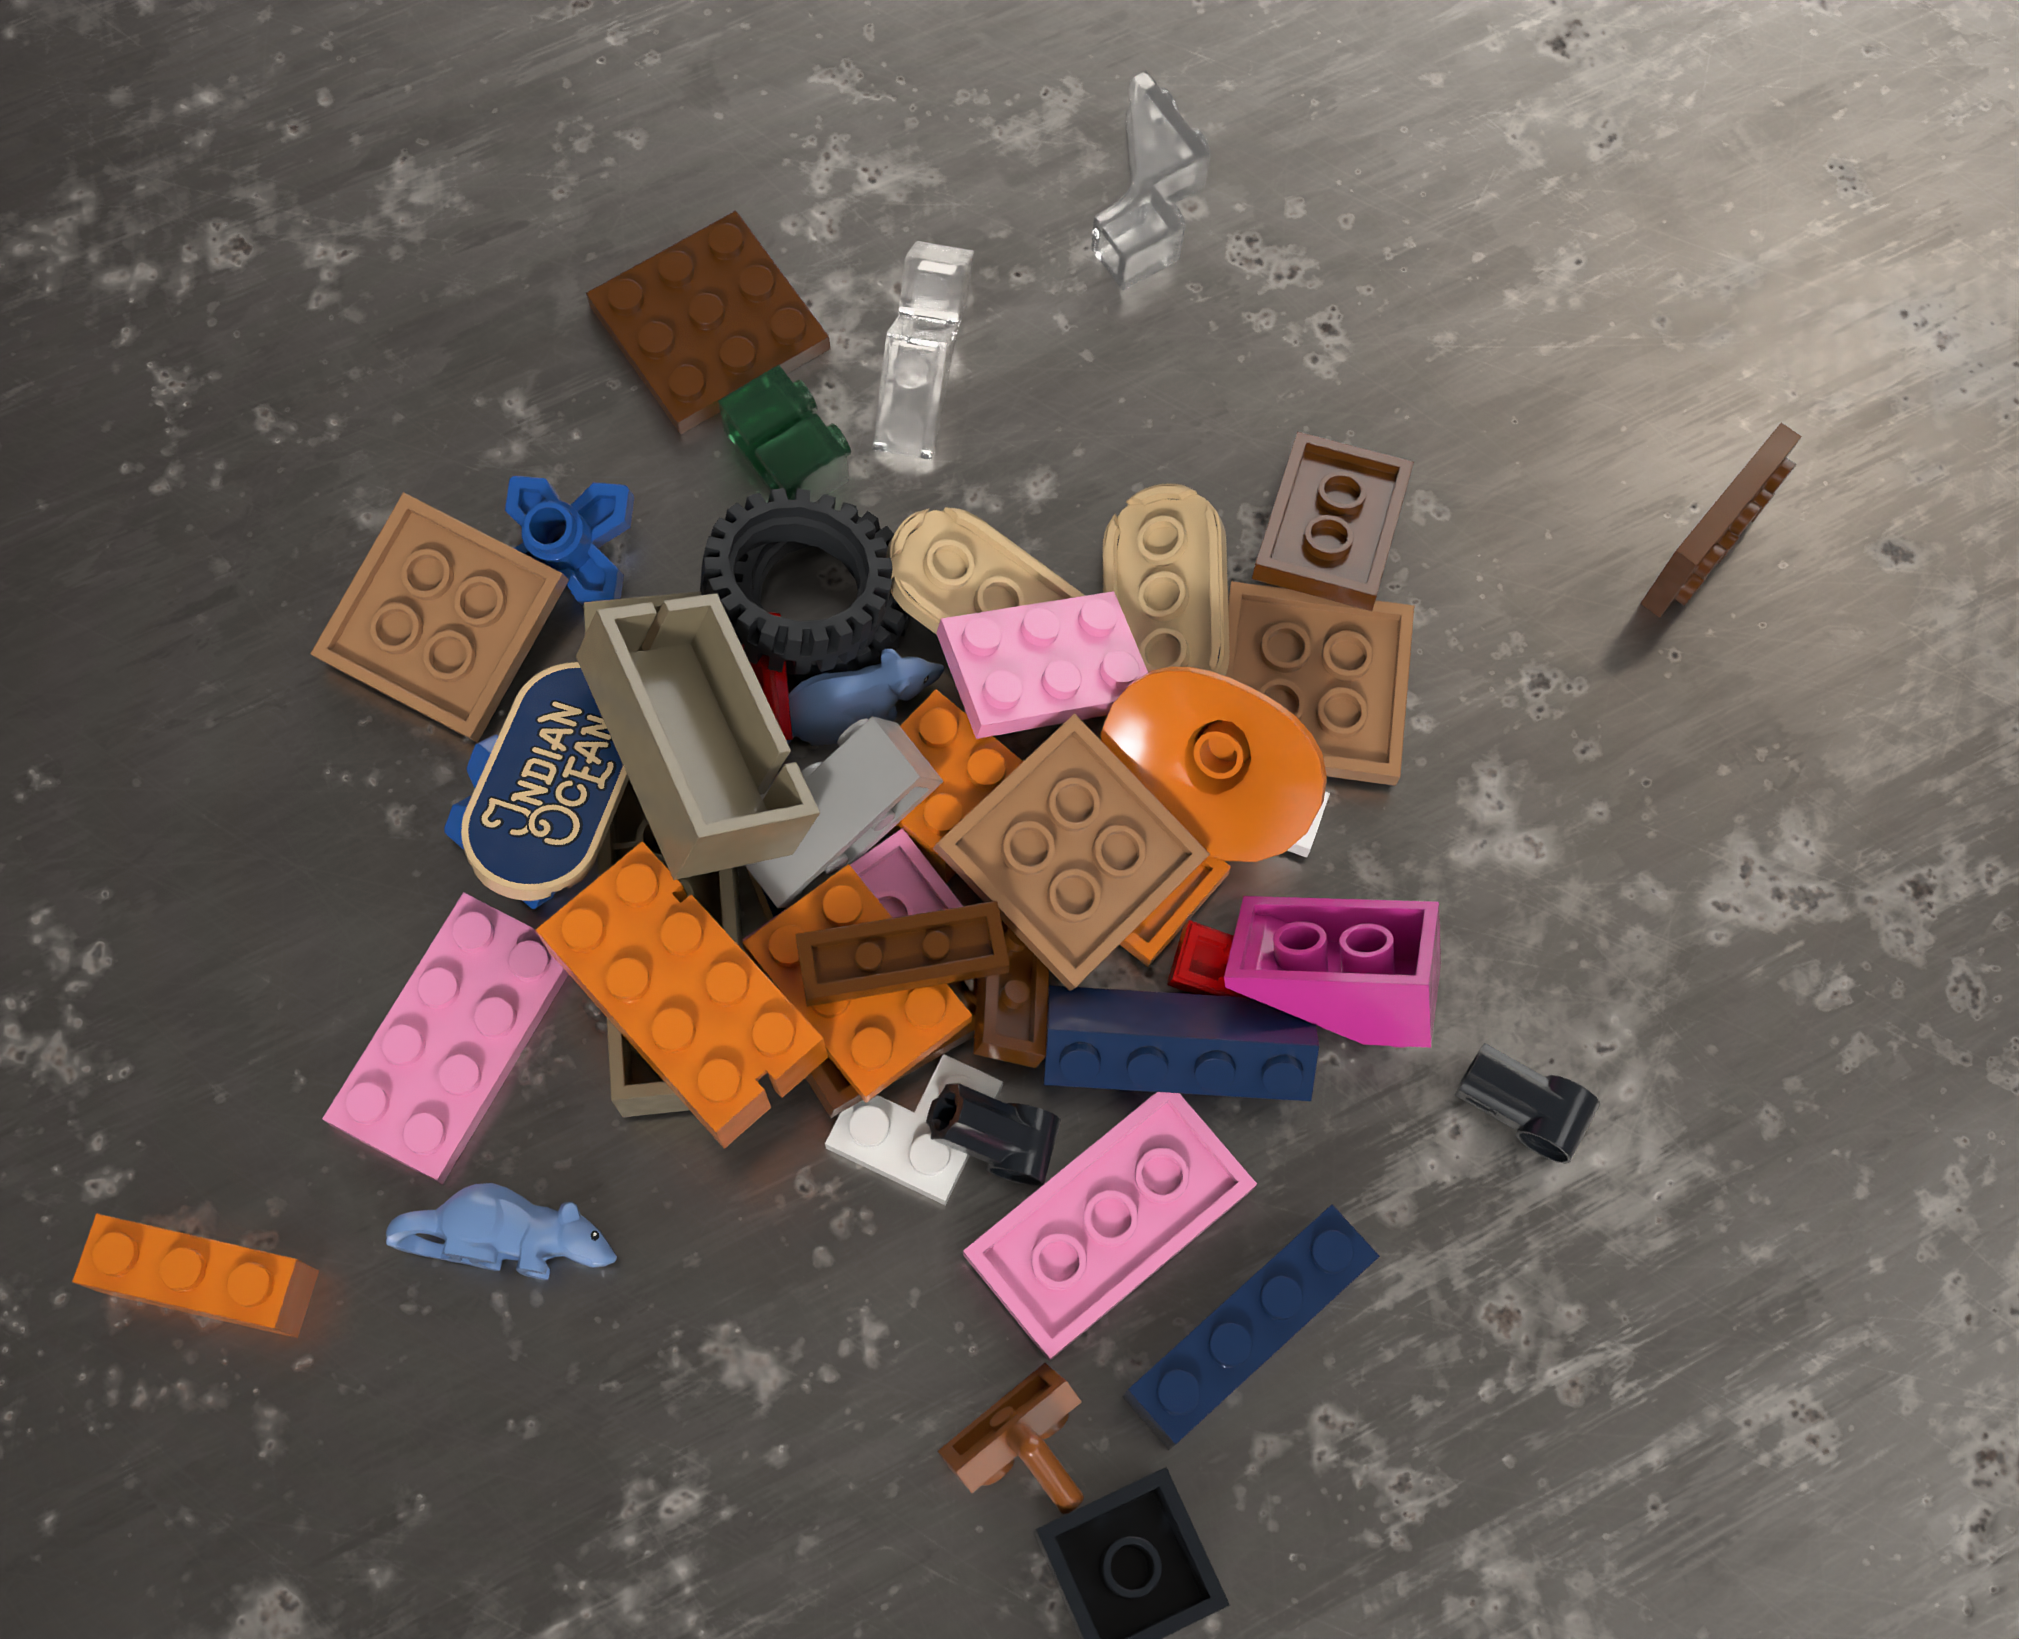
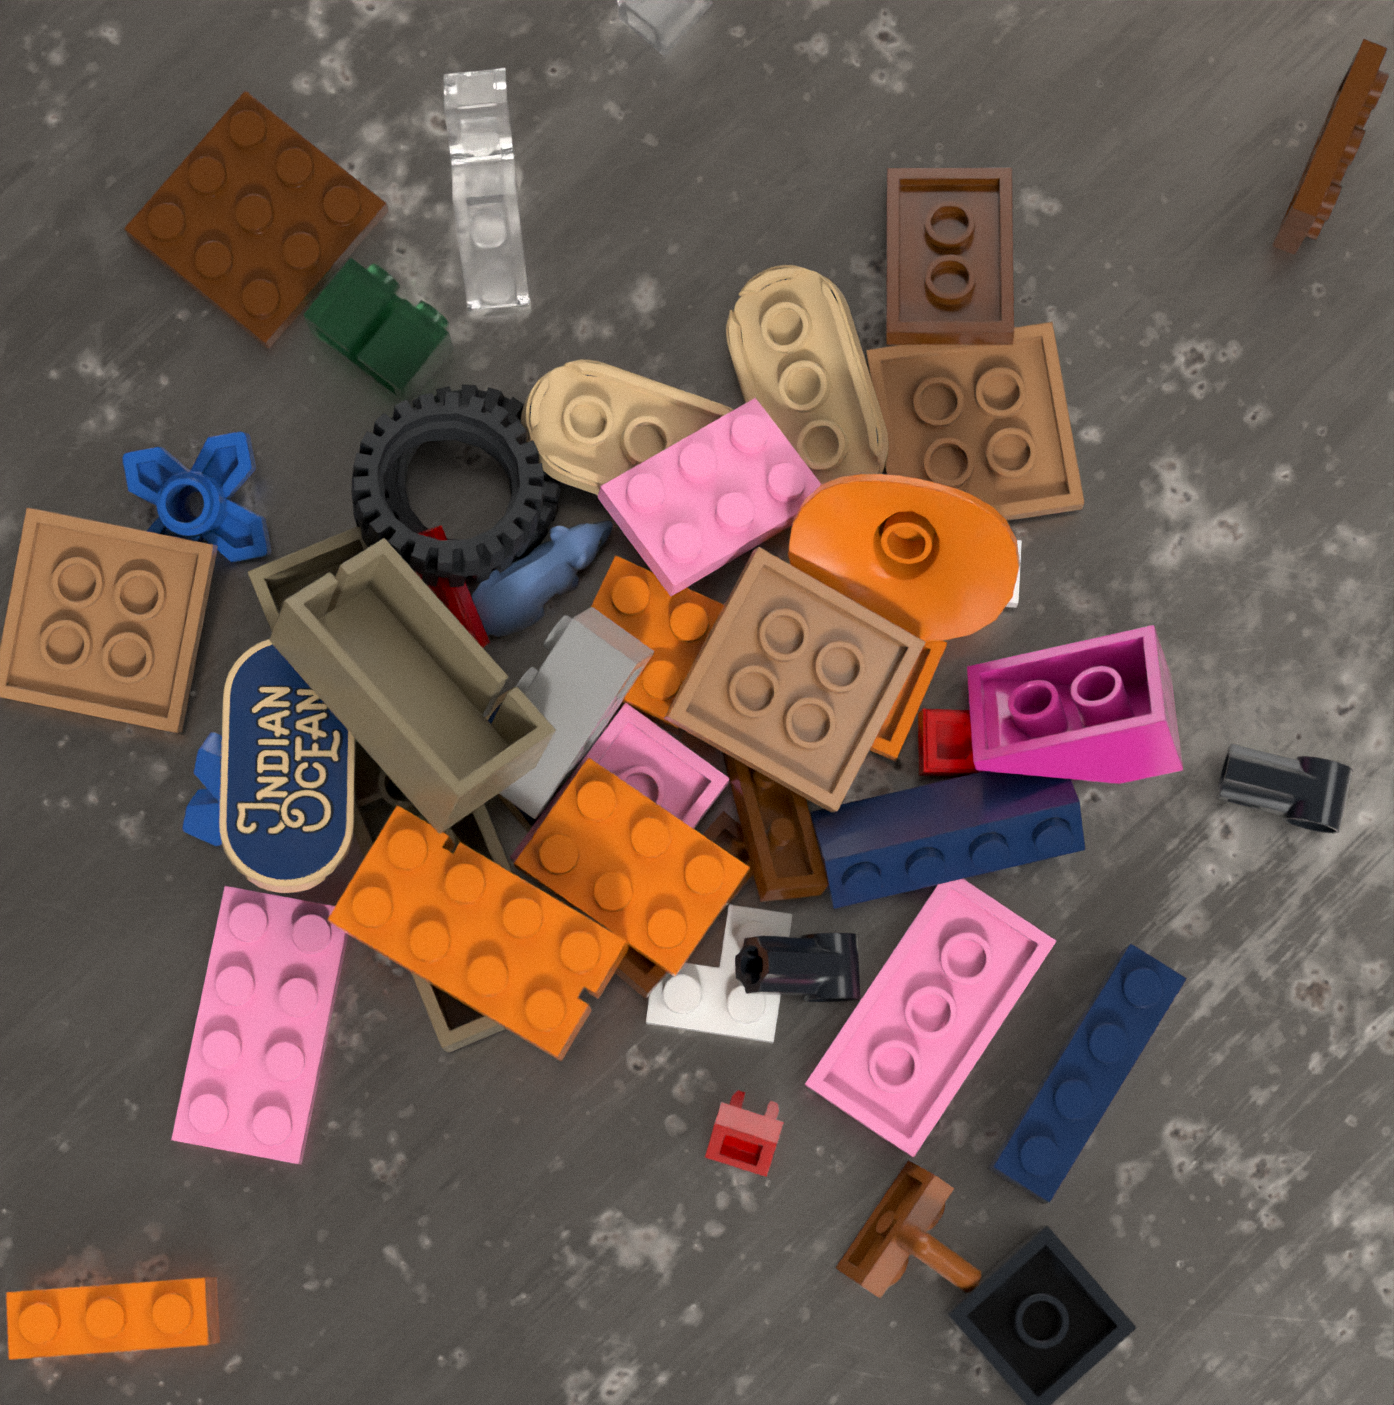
camera: 10 degrees left, 10 degrees up
(496, 1224) = (366, 1186): medium blue animal -> none
(886, 1286) = (745, 1137): none -> red tile
(902, 953) = (670, 834): reddish brown plate -> none

